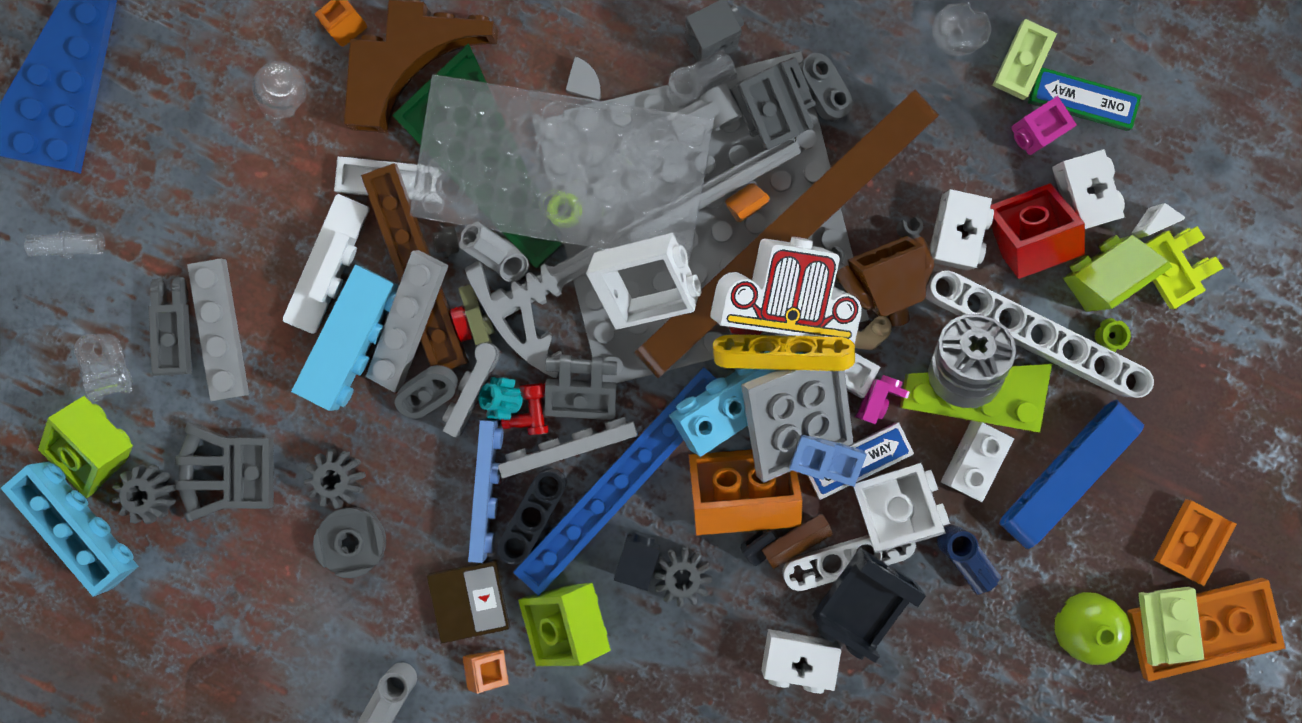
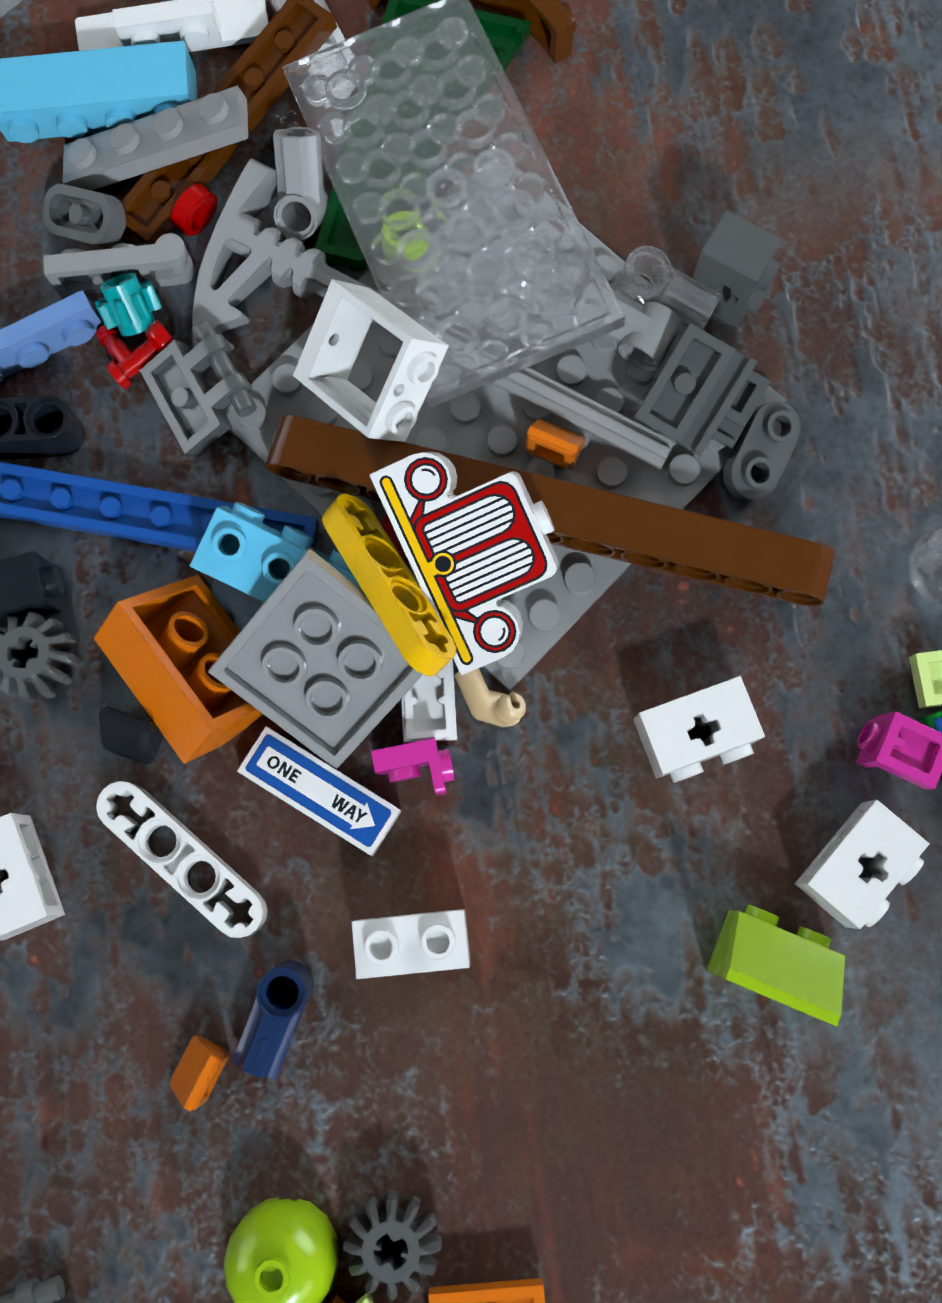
camera: 60 degrees right, 10 degrees down
(479, 323) = (200, 222): olive plate -> none
(553, 451) = (102, 406): light grey plate -> none
(583, 81) = (577, 174): light grey tile -> none
(797, 541) = (162, 774): reddish brown tile -> none
(827, 459) = (291, 738): medium blue slope -> none
(865, 604) = (128, 916): black panel -> none
(890, 275) = (579, 671): reddish brown torso -> none
(901, 507) = (287, 880): white plate -> none
(969, 616) = (198, 1072): none -> orange slope
(971, 360) = (536, 841): flat silver wheel -> none
(1016, 405) = (513, 912): lime wing -> none
(1037, 230) = (764, 830): red slope -> none
(1053, 339) = (652, 999): white beam -> none
(1071, 474) = (475, 1088): blue beam -> none
(1121, 332) = (712, 1026): lime plate -> none
(1126, 577) = (387, 1264): none -> dark grey gear
(1156, 219) = (890, 983): white slope -> none
(1181, 281) = (832, 1055): neon yellow plate -> none

